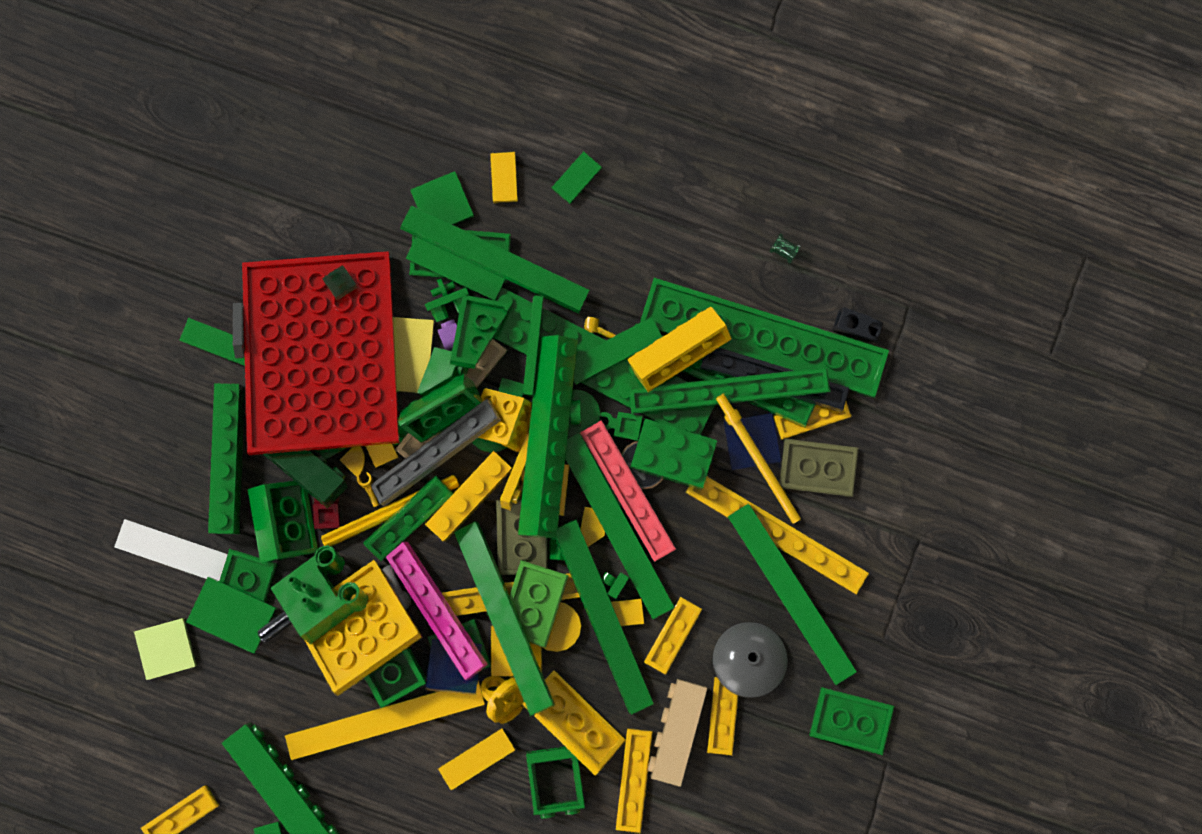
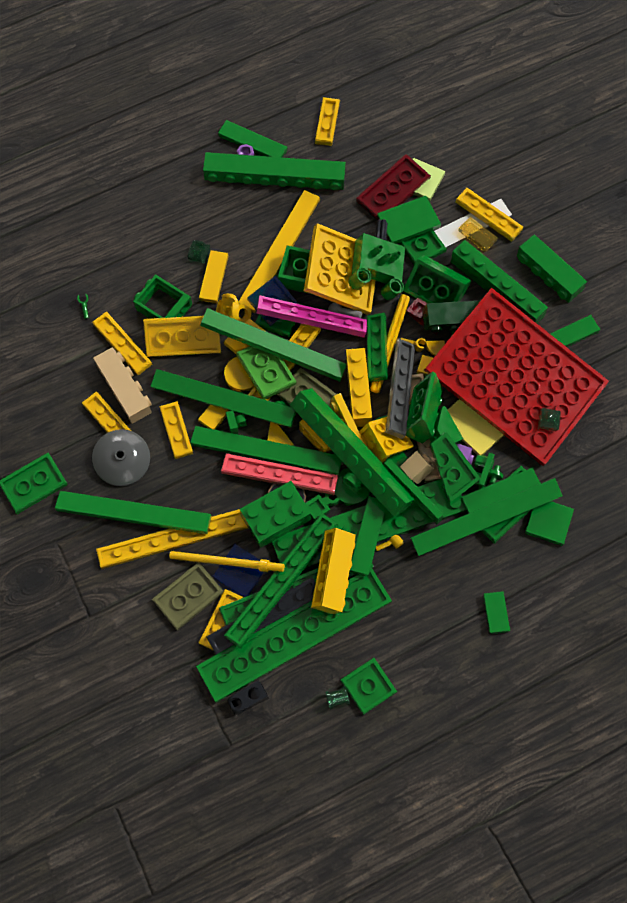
camera: 135 degrees right, 15 degrees down
(146, 541) = (489, 214): none -> yellow tile
(159, 422) = (551, 268): none -> green brick
(182, 532) = (477, 234): none -> clear yellow tile
(202, 668) = (393, 186): none -> dark red tile
(238, 330) = (562, 337): dark grey tile -> none
(462, 802) = (199, 251): none -> clear green tile
(502, 365) = (417, 467): none -> tan brick
(504, 177) = (534, 570): yellow tile -> none
(748, 232) = (368, 686): none -> green tile

